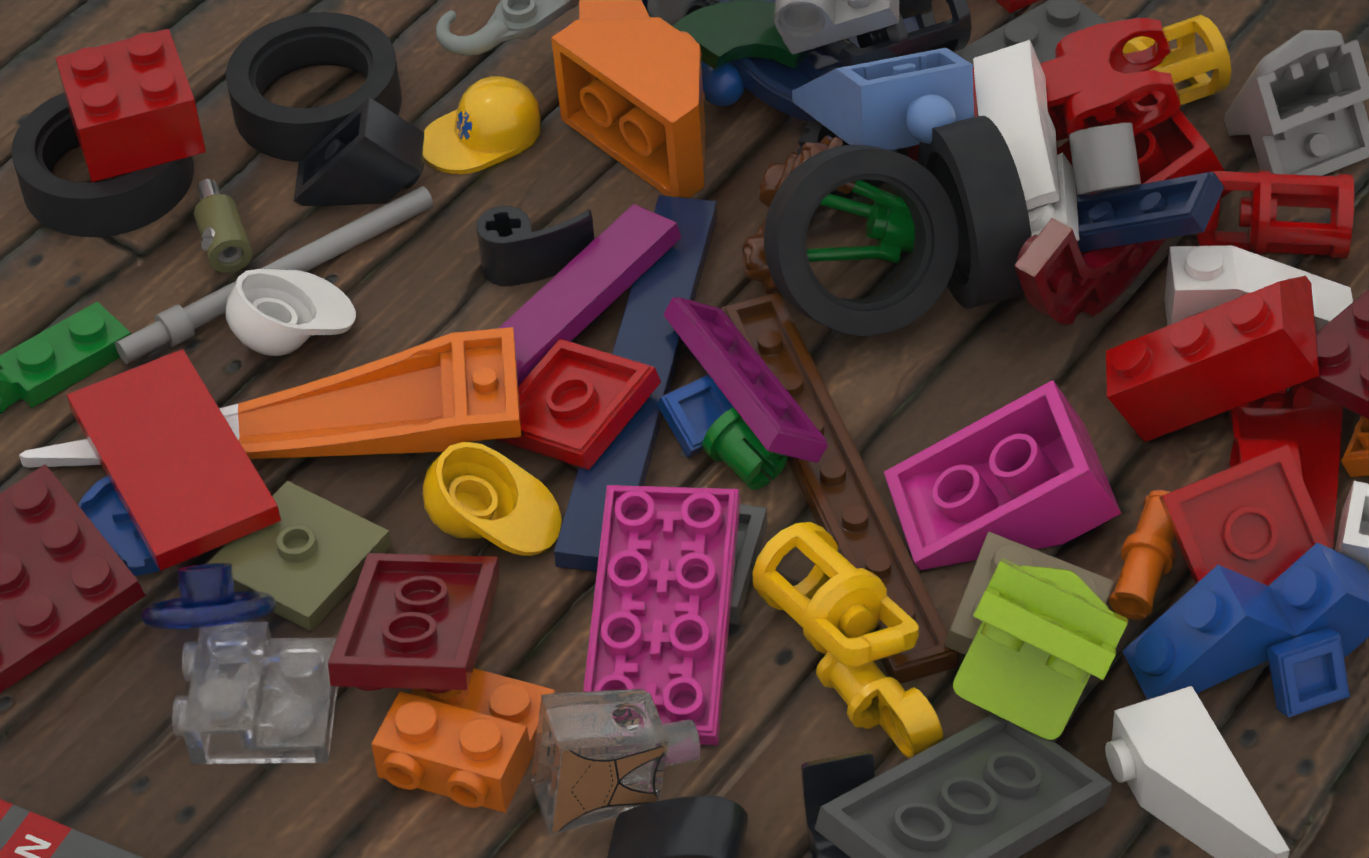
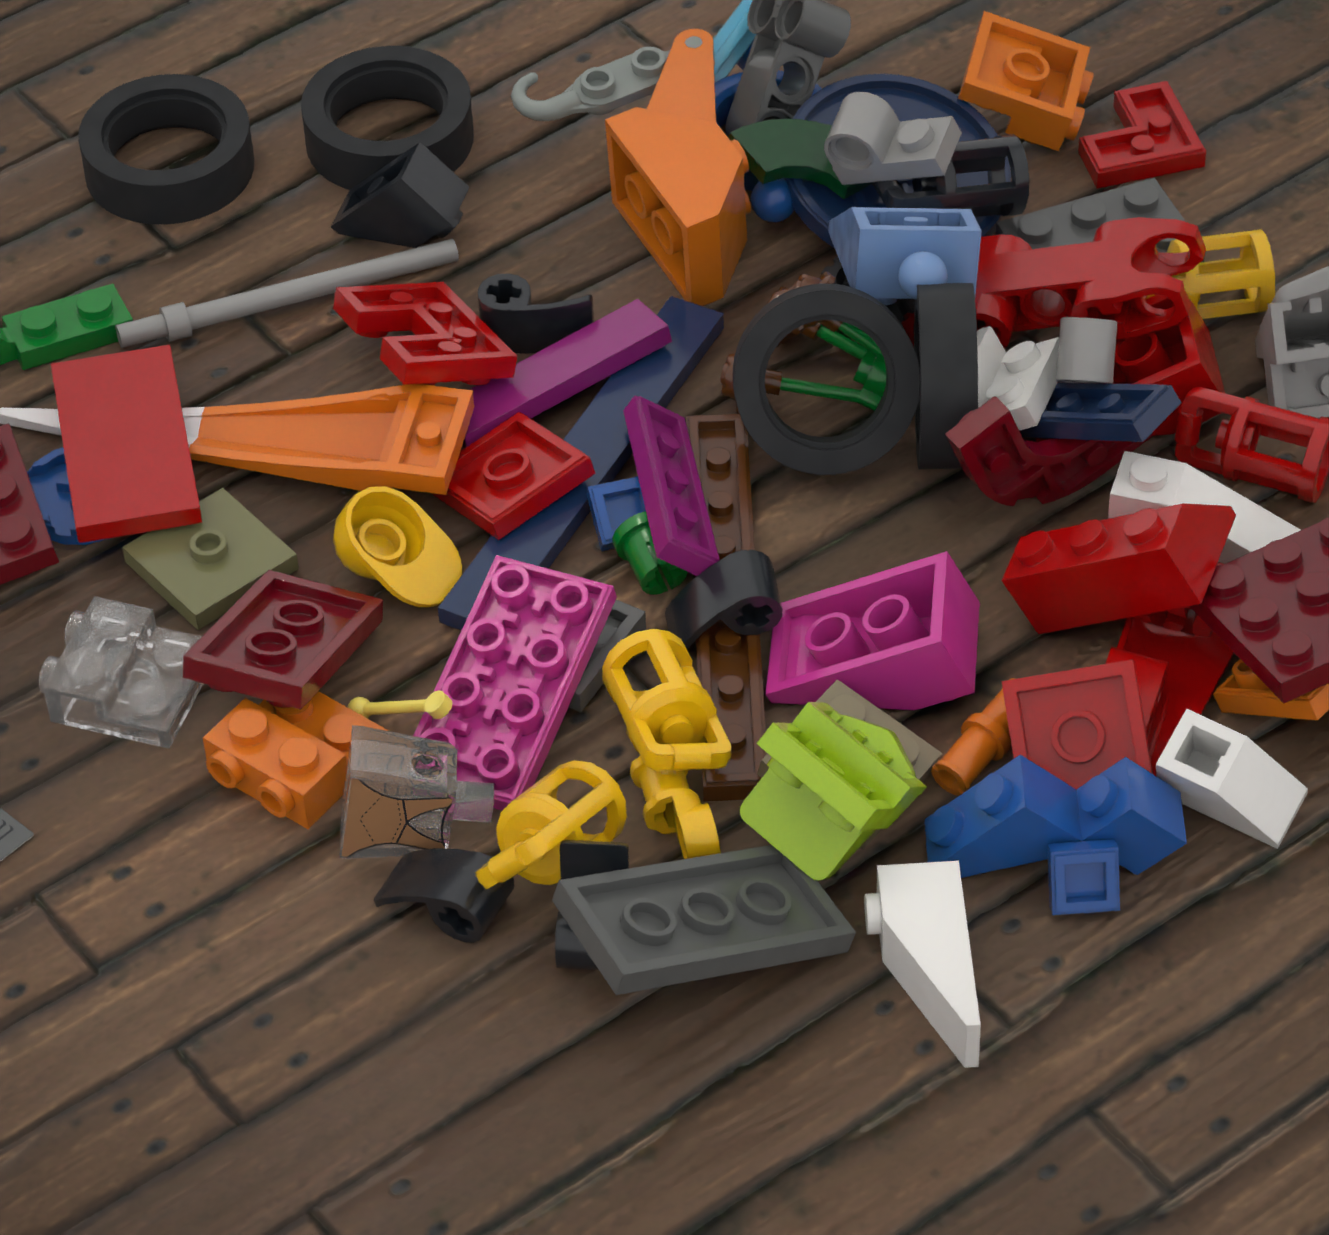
camera: 15 degrees right, 0 degrees up
(130, 104) = (197, 102): red brick -> none
(207, 601) = (107, 578): clear blue piece -> none
(221, 229) = (251, 240): olive piece -> none
(282, 308) = (275, 326): white cap -> none
(460, 282) = (447, 338): none -> red plate
(491, 124) = (541, 194): yellow cap -> none
(604, 651) = (436, 705): none -> light yellow hinge
(767, 757) = (537, 823): none -> yellow piece
(847, 466) = (736, 590): none -> black panel
(1014, 97) = (1018, 300): white slope -> none

